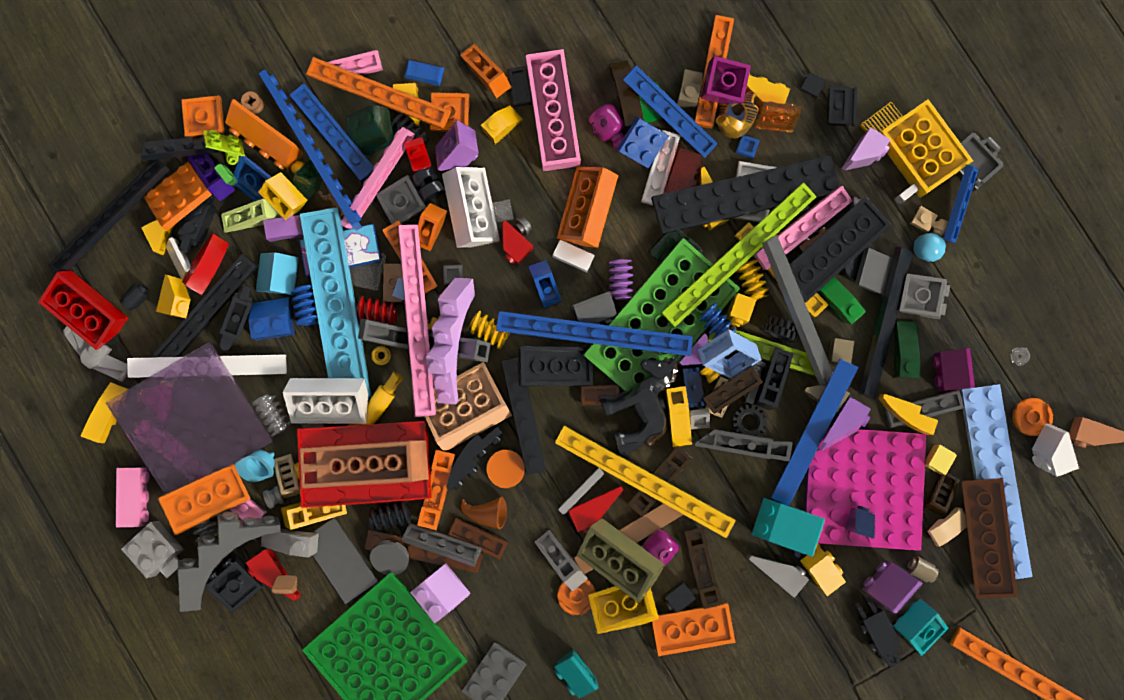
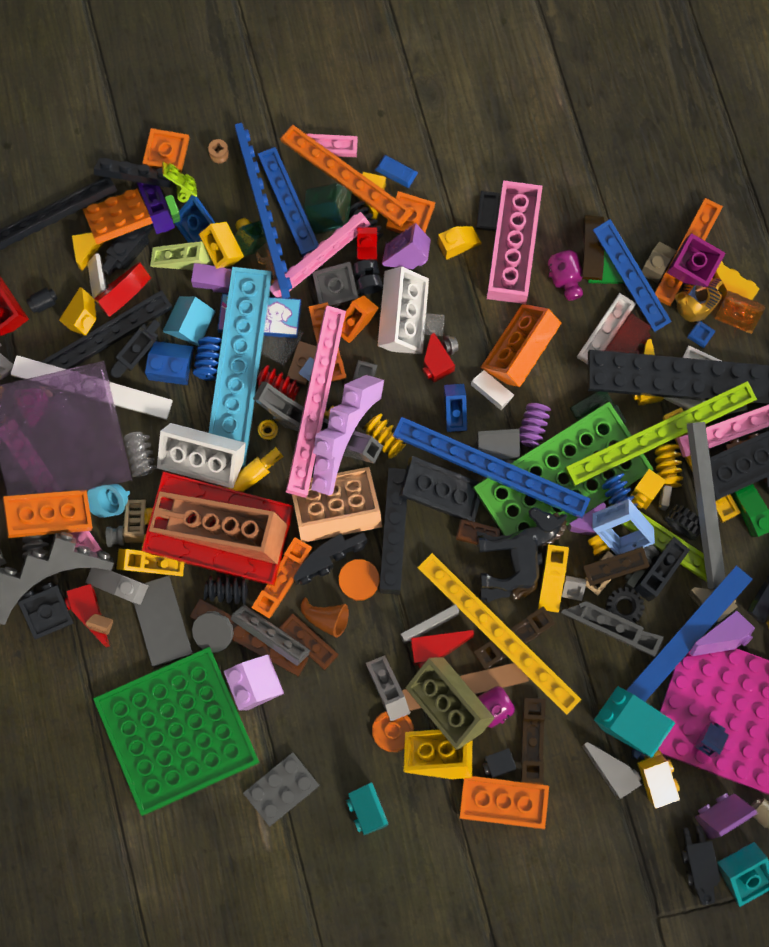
camera: 15 degrees right, 10 degrees down
(262, 136) = (219, 184): orange slope -> none
(486, 70) = (459, 186): orange slope -> none
(642, 142) = (595, 297): plate -> none
(692, 380) = (577, 554): dark blue hinge -> none
(757, 312) = (664, 499): none -> light grey tile
(840, 349) = (742, 559): dark tan brick -> none

